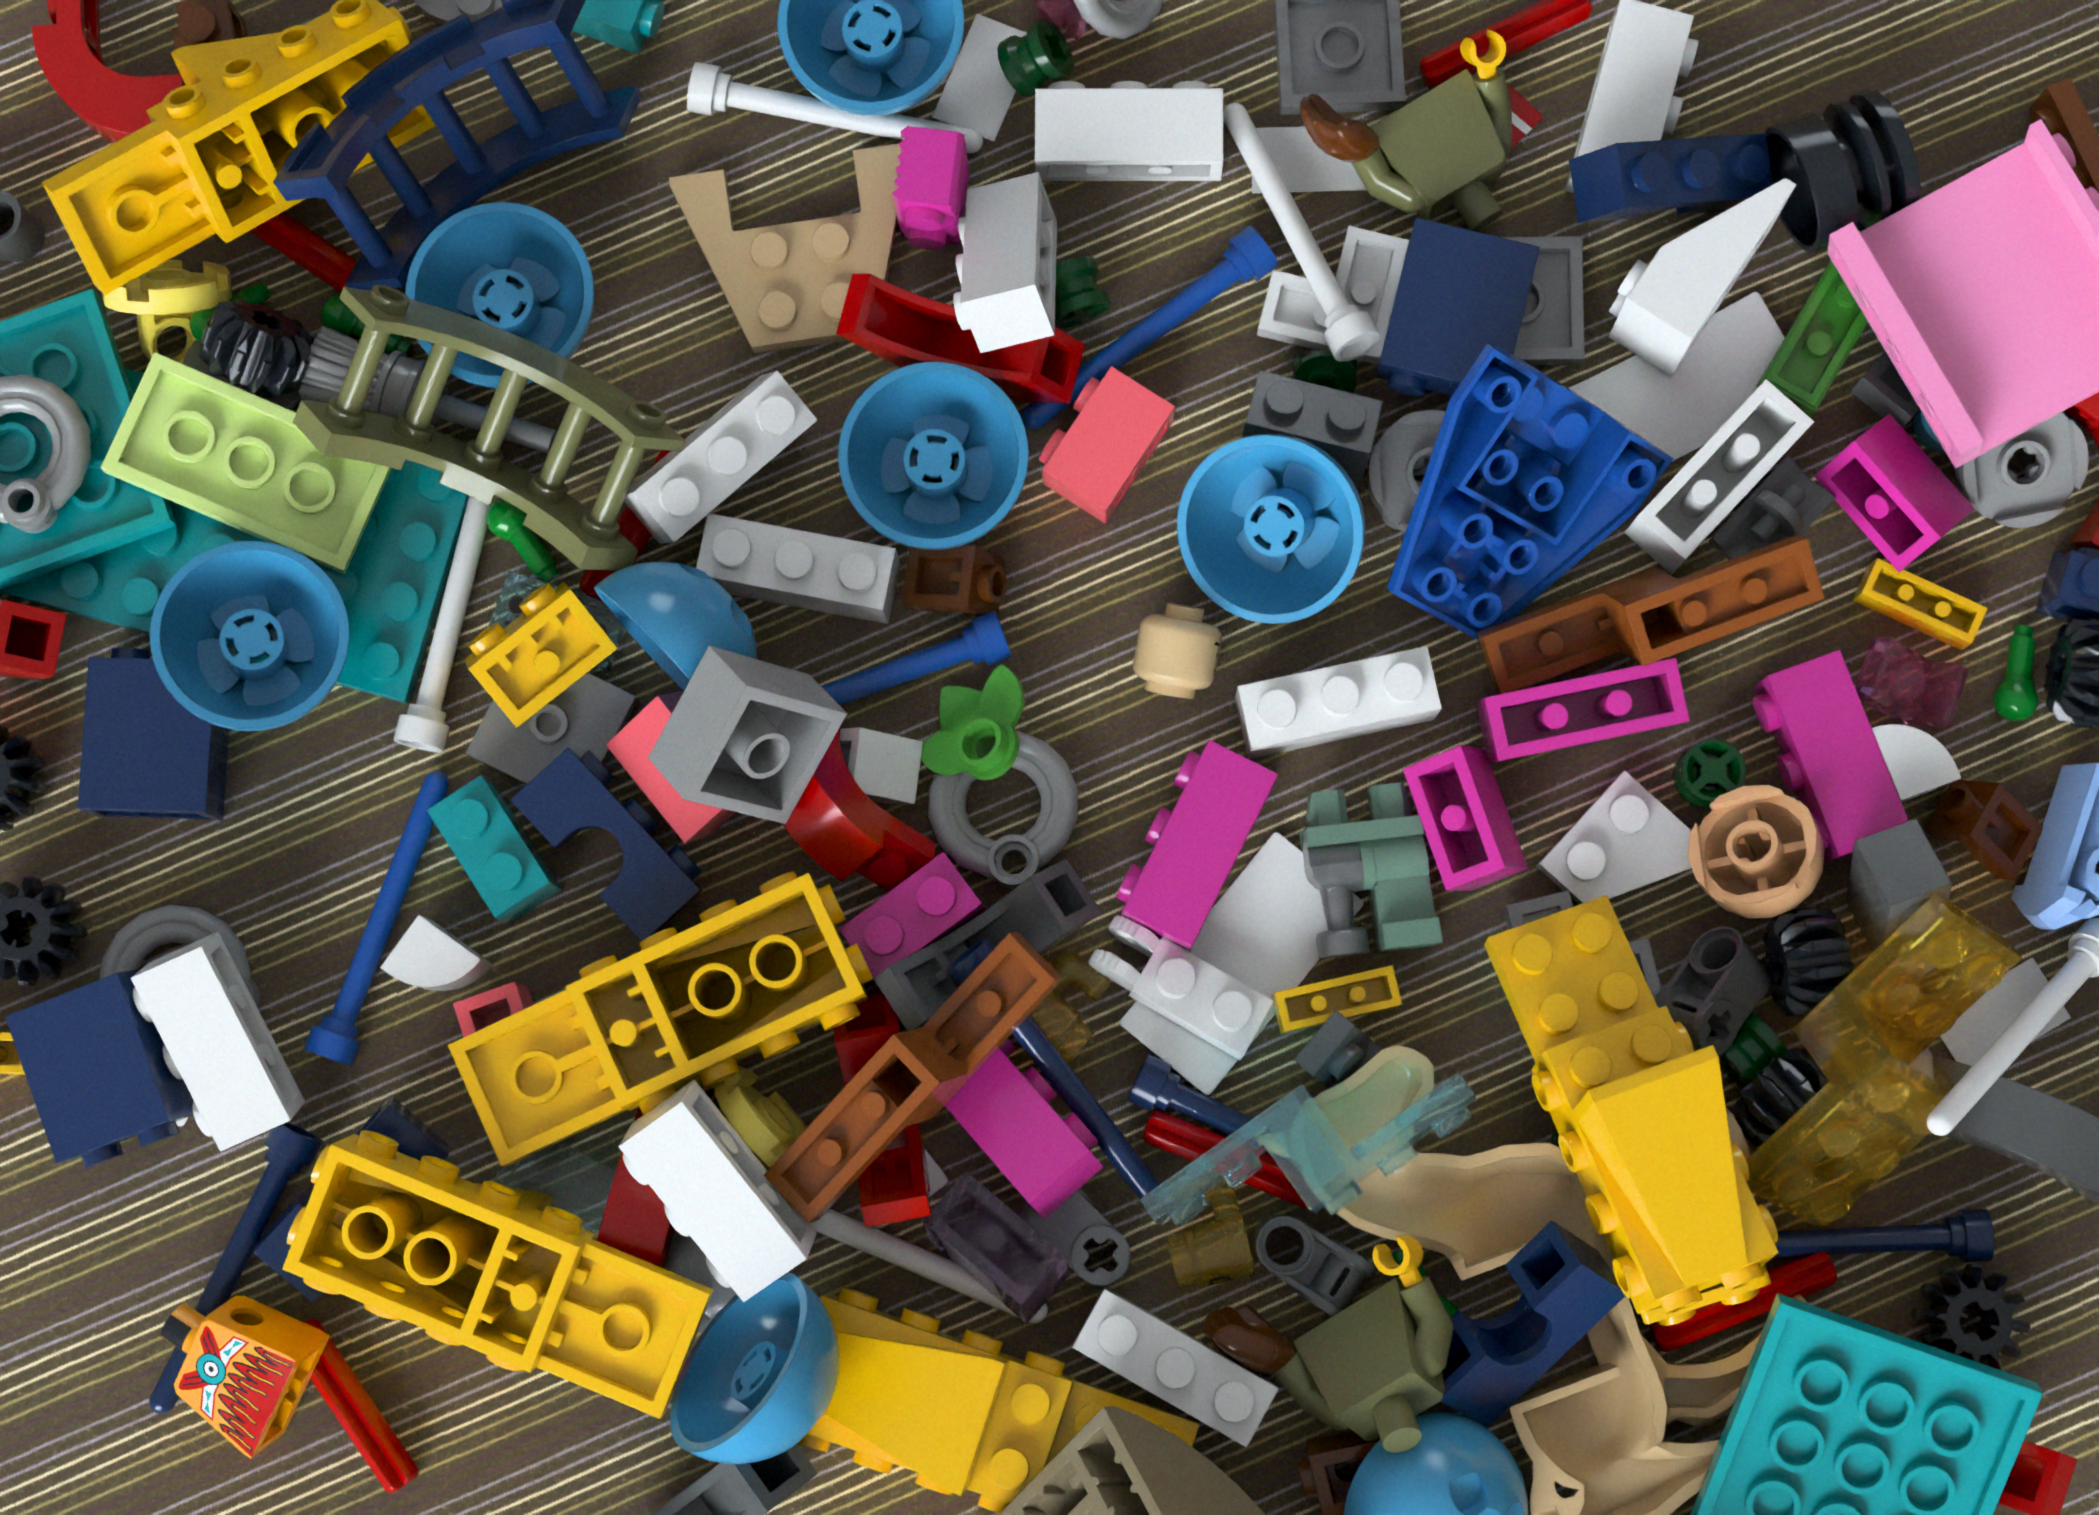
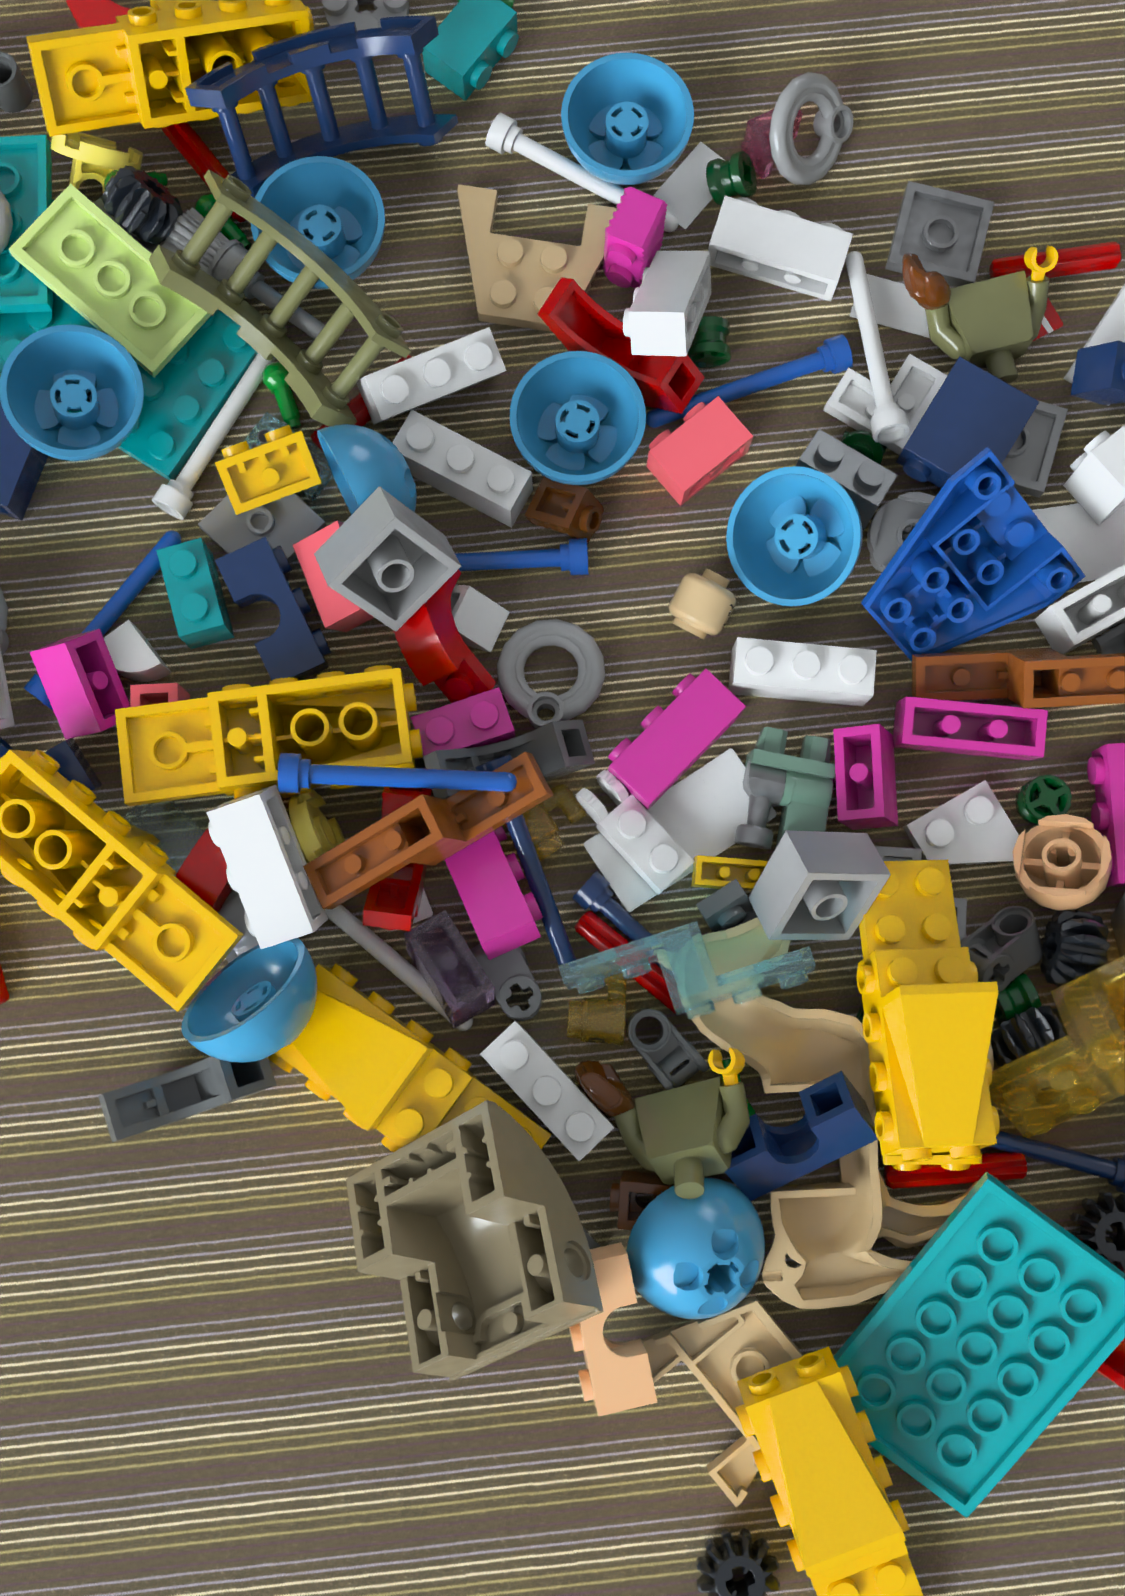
camera: 10 degrees right, 0 degrees up
(384, 1021) = (81, 683): none -> dark pink brick
(723, 1055) = (300, 773): none -> blue piece
(973, 724) = (549, 613): bright green plate -> none
(1446, 986) = (818, 885): none -> light grey brick

